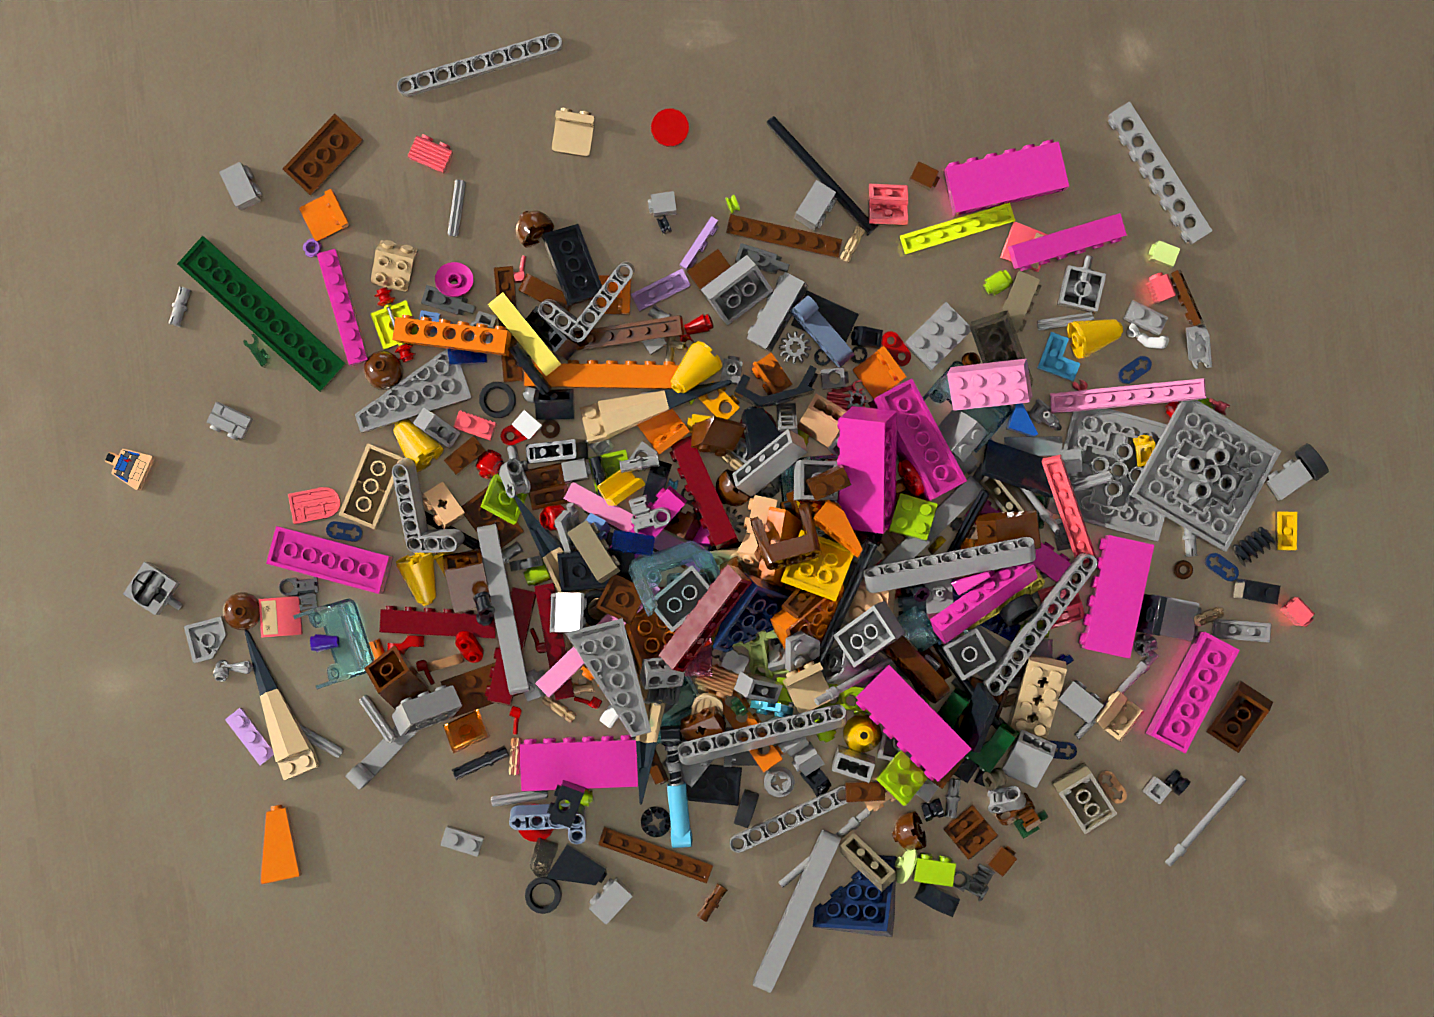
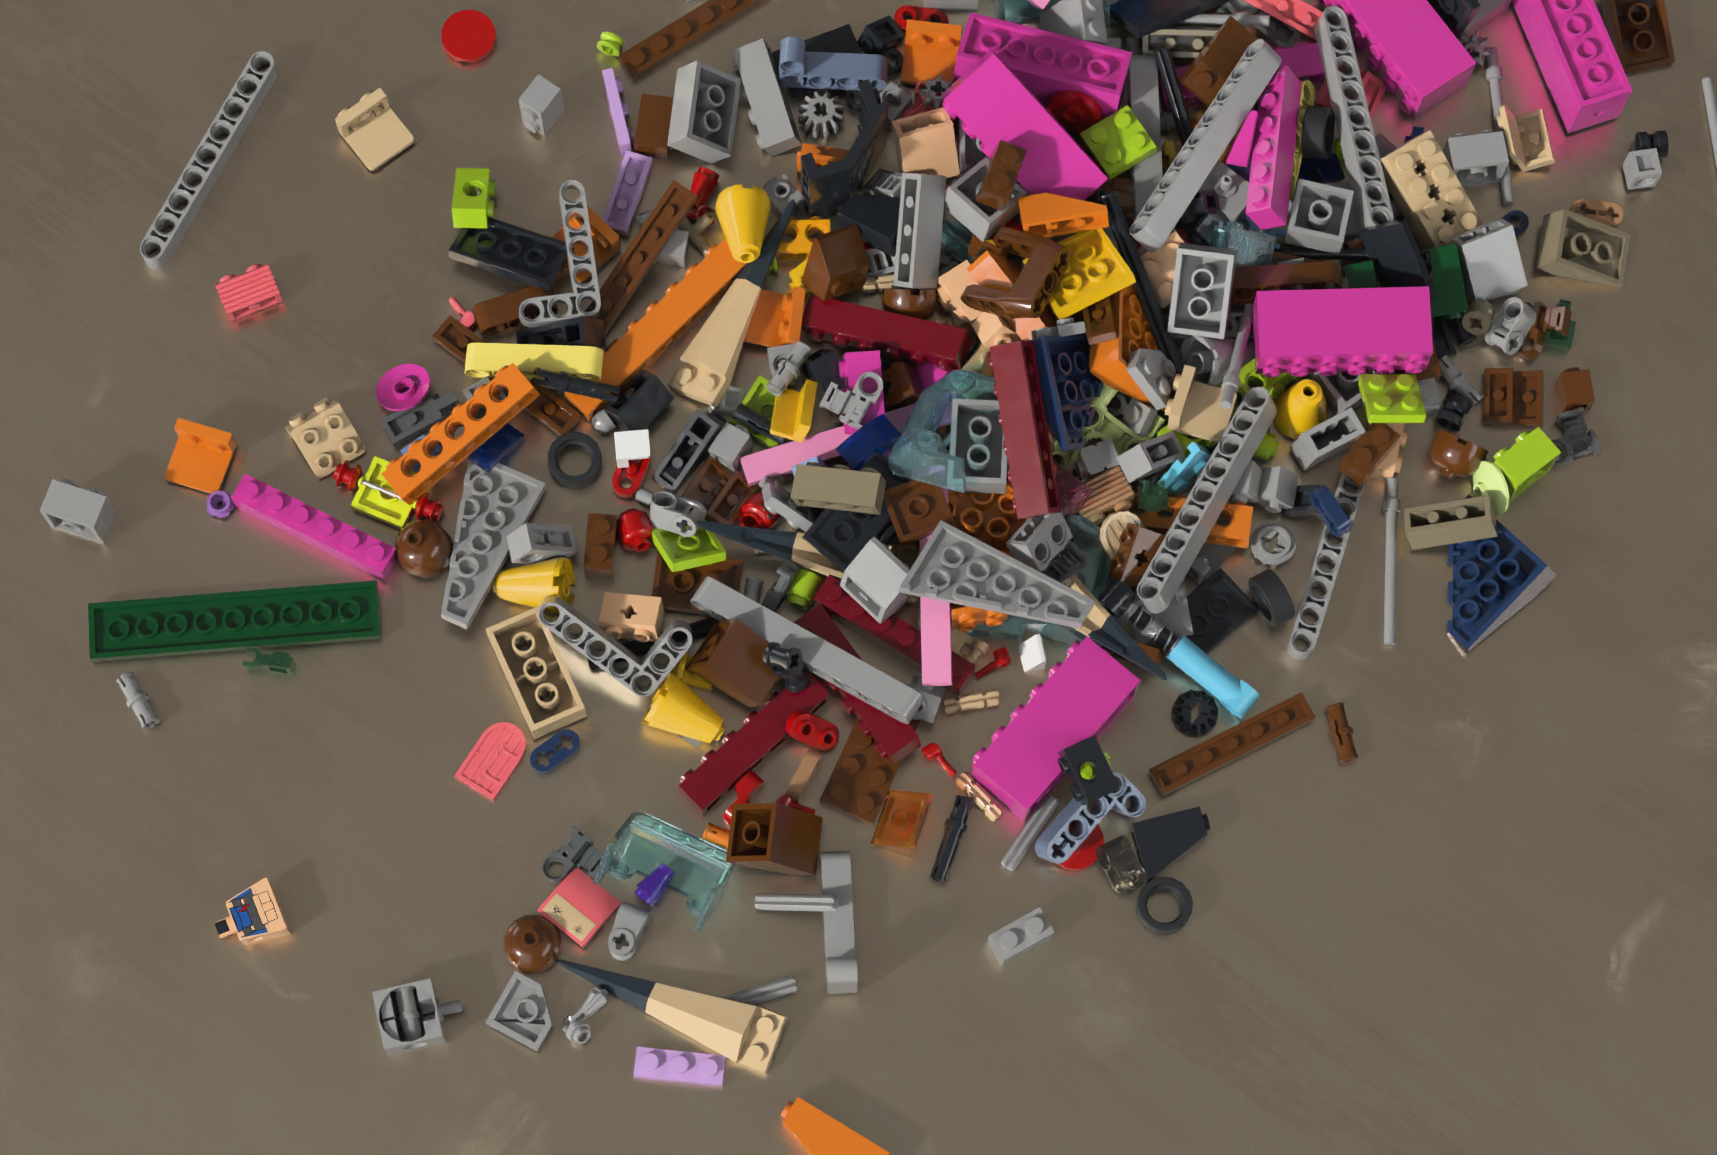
camera: 50 degrees left, 15 degrees down
(229, 420) = (313, 761): light grey brick -> none
(293, 648) = (629, 926): none -> light grey piece
(322, 154) = (134, 402): reddish brown plate -> none
(329, 560) = (571, 786): dark pink brick -> none
(426, 710) = (838, 833): light grey brick -> none
(456, 208) = (331, 319): light grey axle -> none
(475, 425) = (574, 507): coral brick -> none
(532, 226) = (430, 258): reddish brown cylinder -> none
(540, 647) = (885, 660): red hand -> none
(550, 434) = (661, 443): reddish brown plate -> none
(590, 210) = (472, 198): none -> lime brick
(611, 900) = (1240, 832): light grey brick -> none
(664, 225) = (562, 129): black bush -> none
(763, 259) = (707, 55): dark grey hinge -> none
(777, 587) = (1064, 328): none -> light grey plate
(796, 911) = (1435, 649): light grey beam -> none
(816, 798) = (1330, 511): none -> dark blue beam
(937, 898) = (1559, 486): black slope -> none

